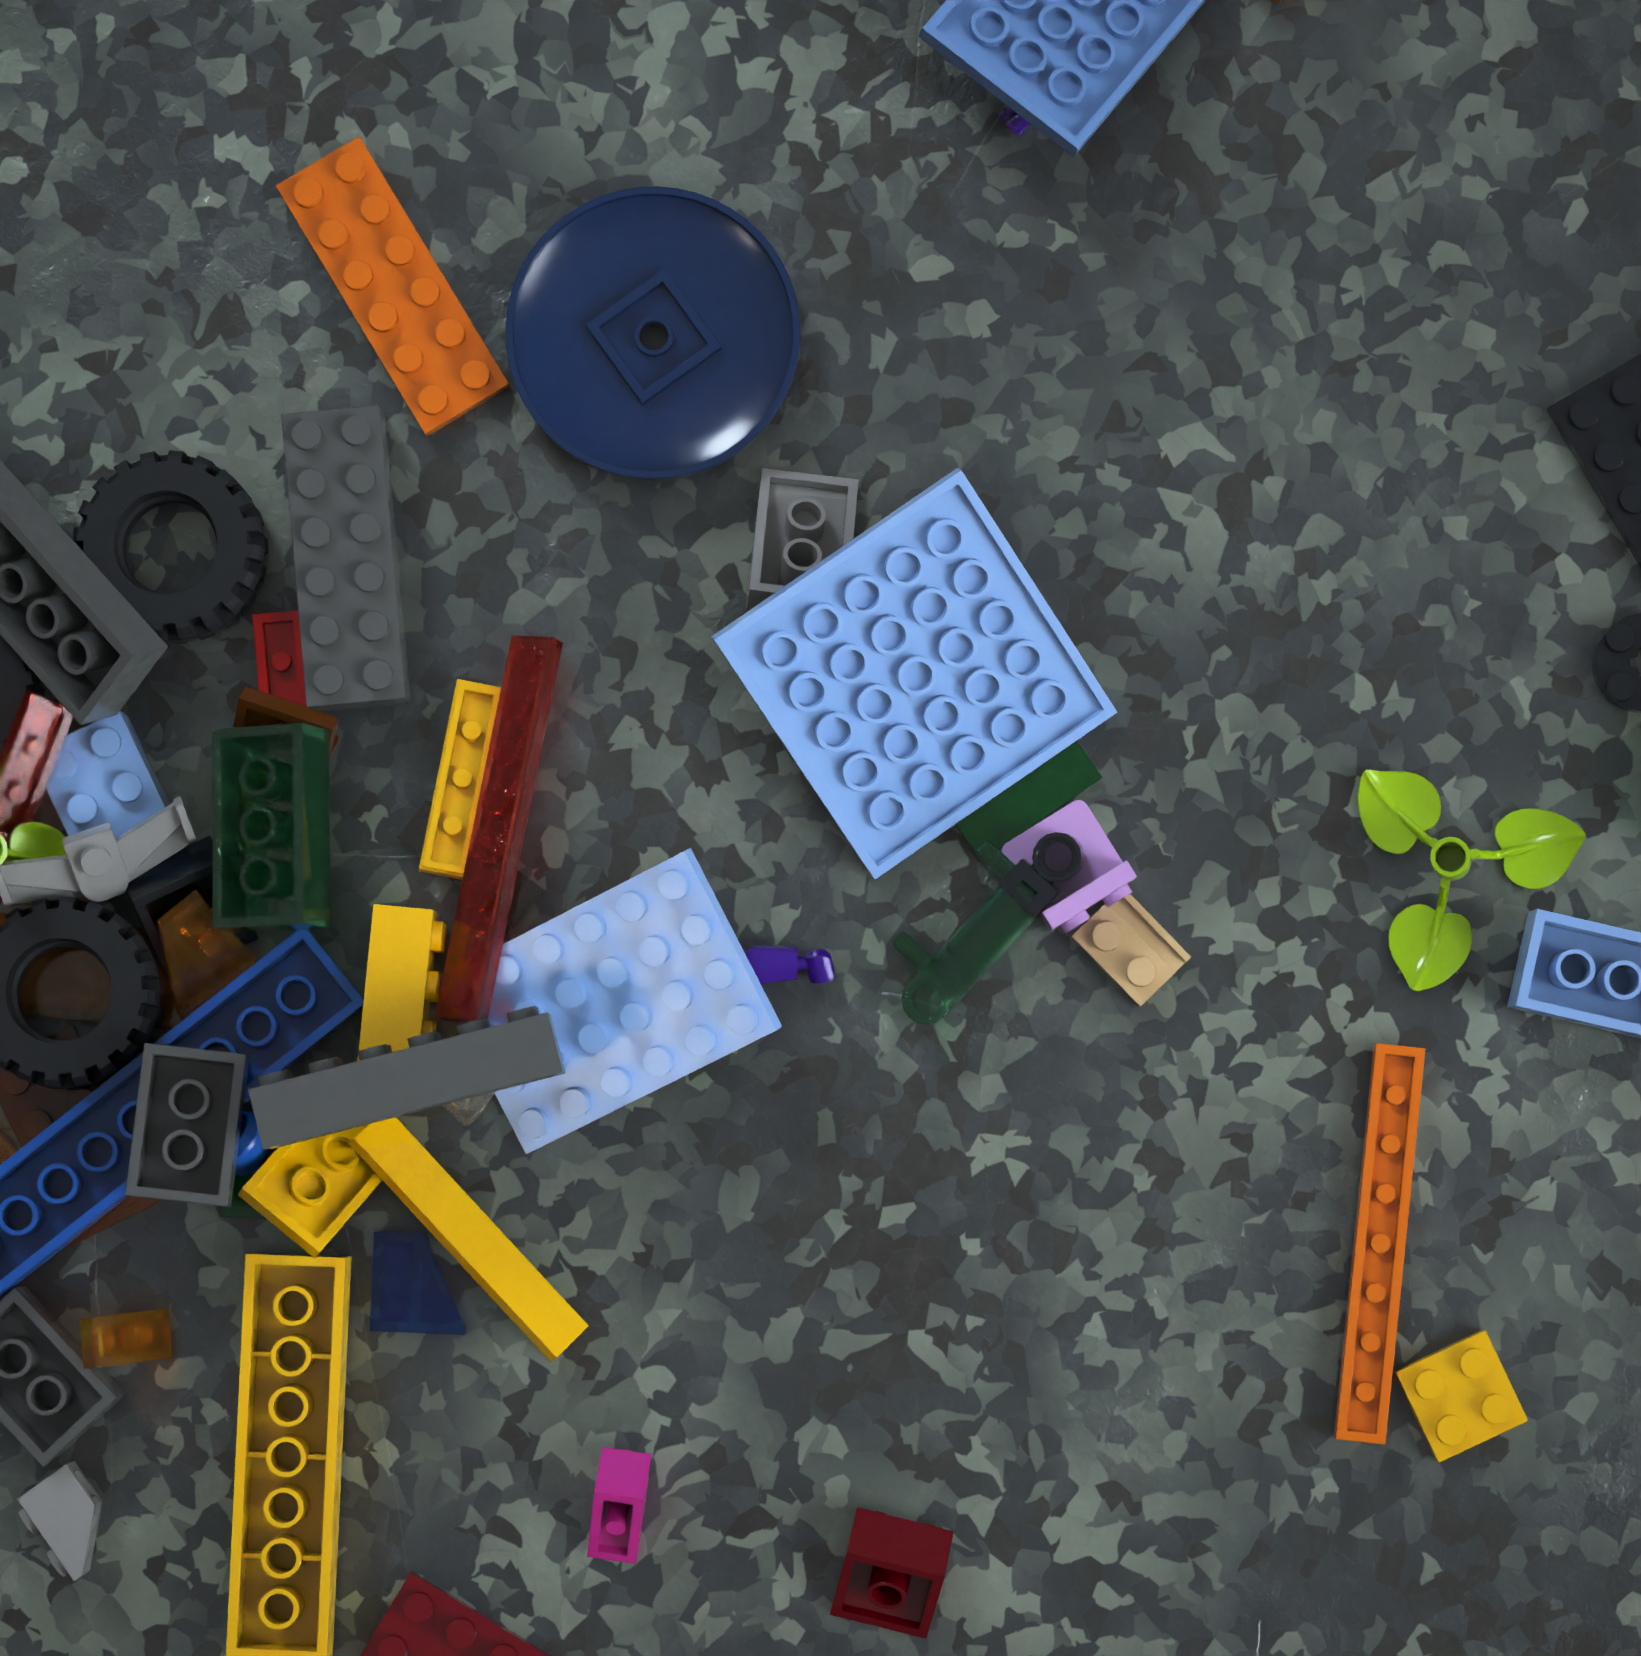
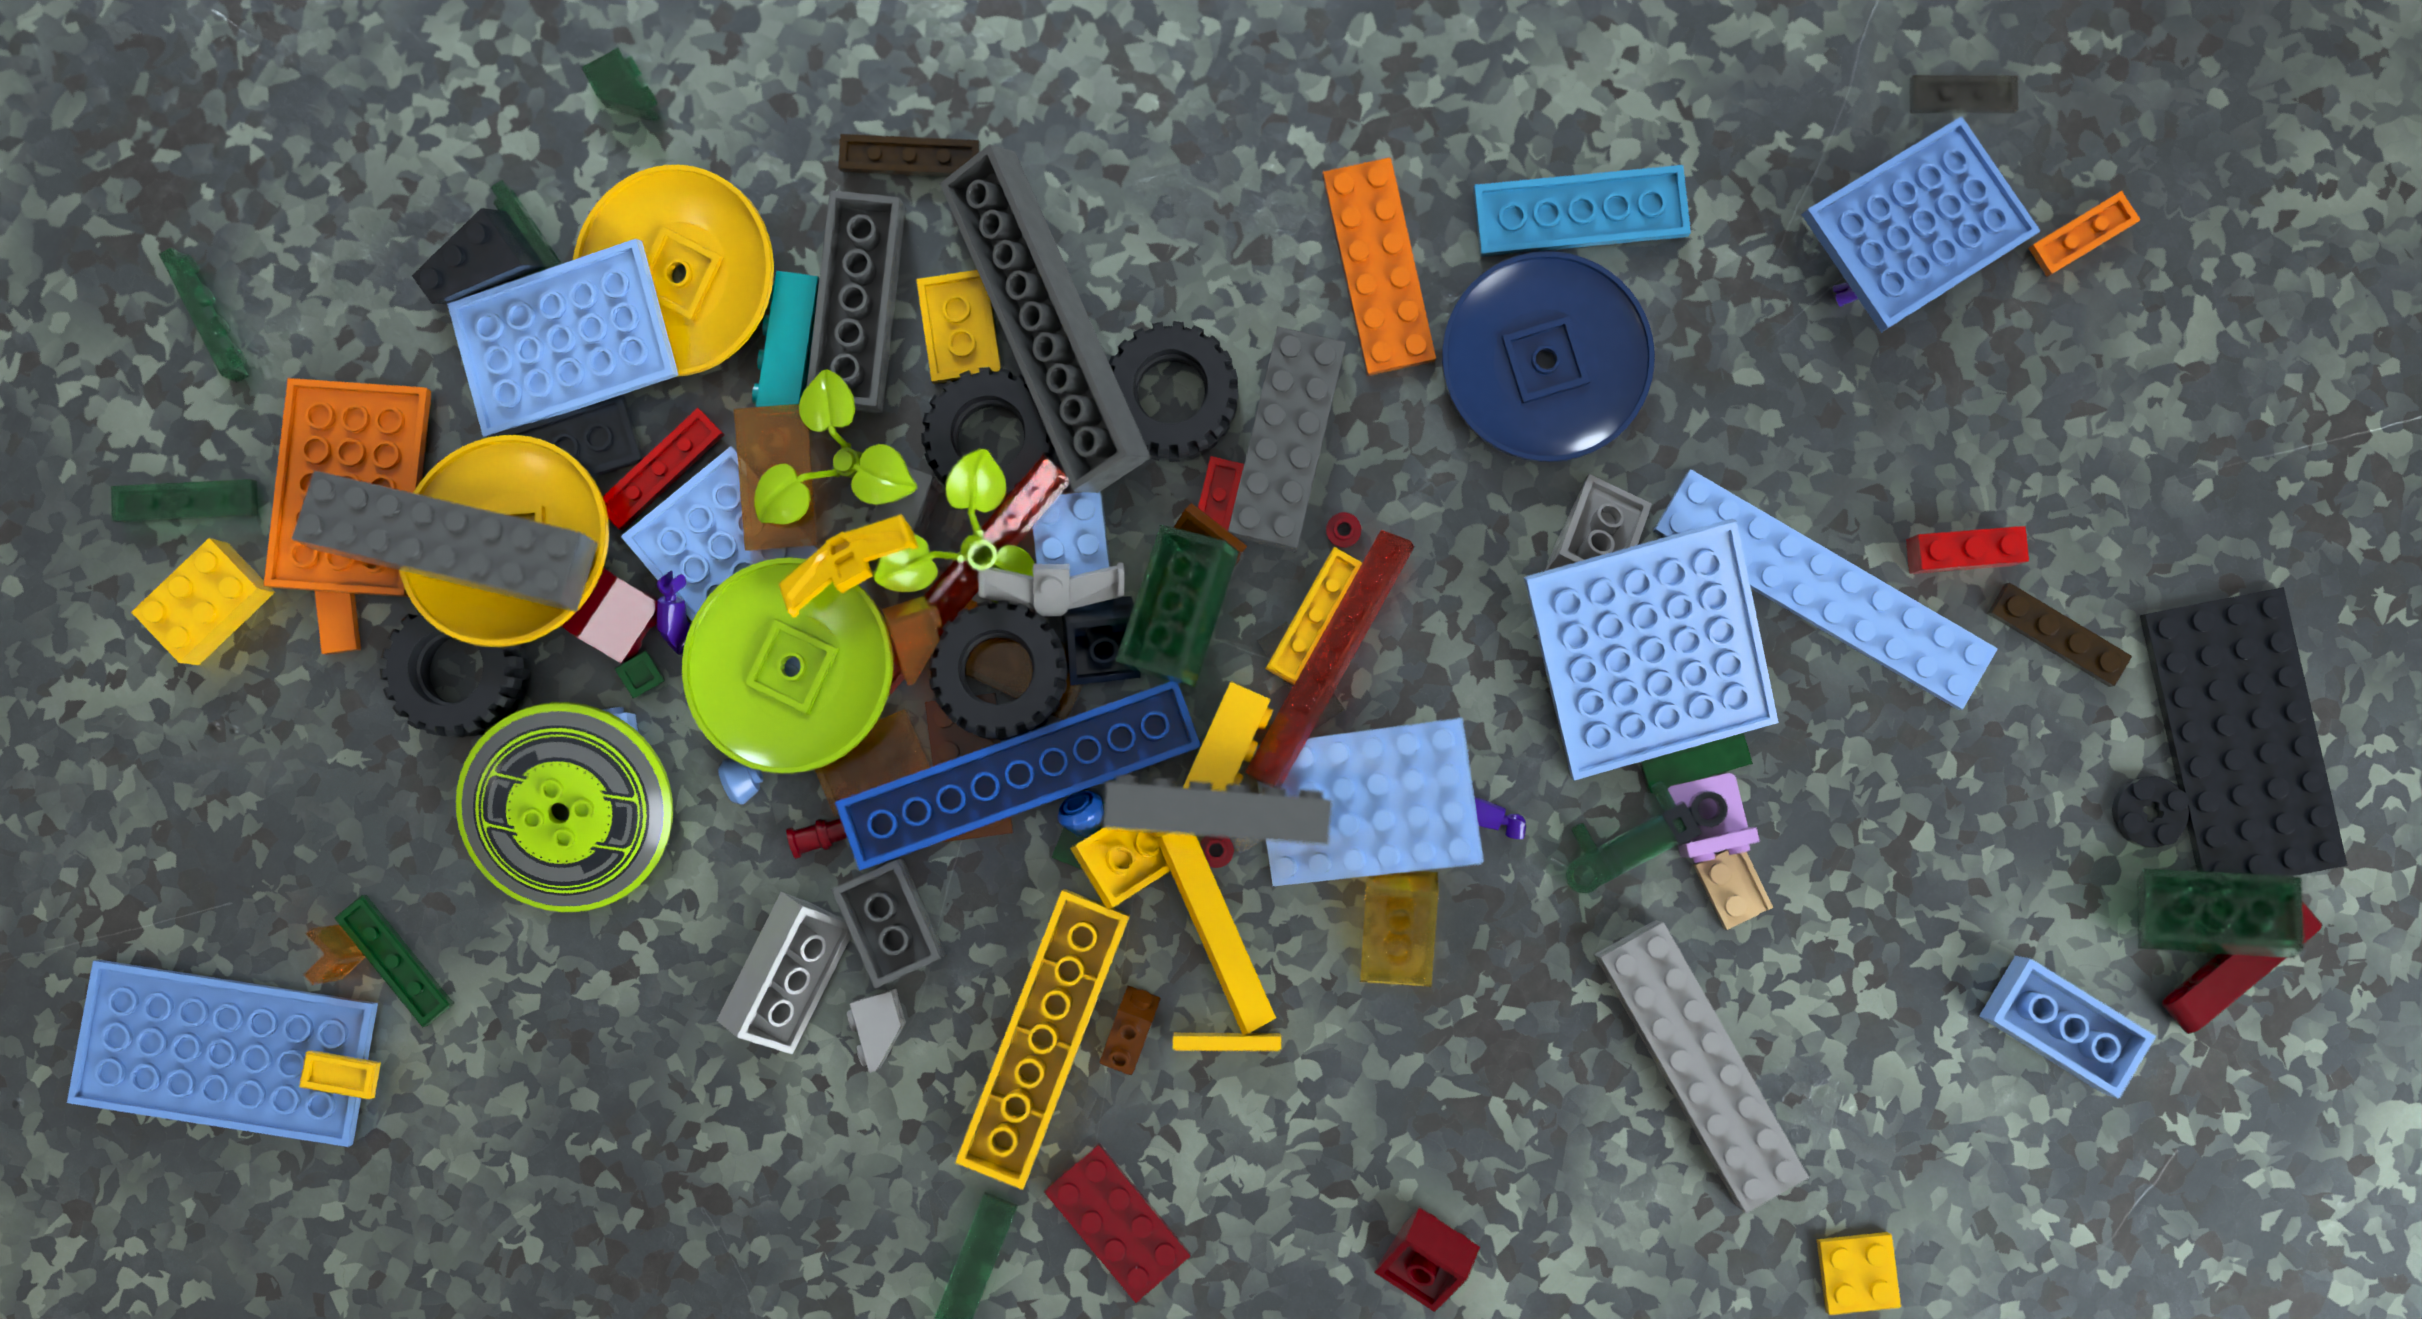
camera: 25 degrees right, 0 degrees up
(125, 1338) = (960, 919): clear orange plate -> none
(187, 1125) = (1053, 790): dark grey brick -> none
(197, 955) = (1097, 675): clear orange wing -> none
(400, 1408) = (1129, 1030): none -> reddish brown bracket
(410, 1288) = (1163, 950): clear blue wing -> none
(451, 1131) = (1228, 850): none -> dark red plate
(473, 663) = (1339, 540): none -> dark red plate
(533, 1379) = (1226, 1041): none -> yellow tile
(618, 1505) = (1256, 1148): dark pink slope -> none
(635, 122) = (1581, 210): none -> dark azure plate
(709, 1151) = (1399, 928): none -> clear yellow slope
(1138, 516) = (1838, 594): none -> light blue plate
(1163, 1195) = (1701, 1066): none -> light grey brick
(1288, 401) = (1967, 550): none -> red brick
(1379, 1243) = (1838, 1149): orange plate -> none
(1398, 810) = (1949, 855): lime plant -> none
(1448, 471) = (2059, 634): none -> dark brown plate

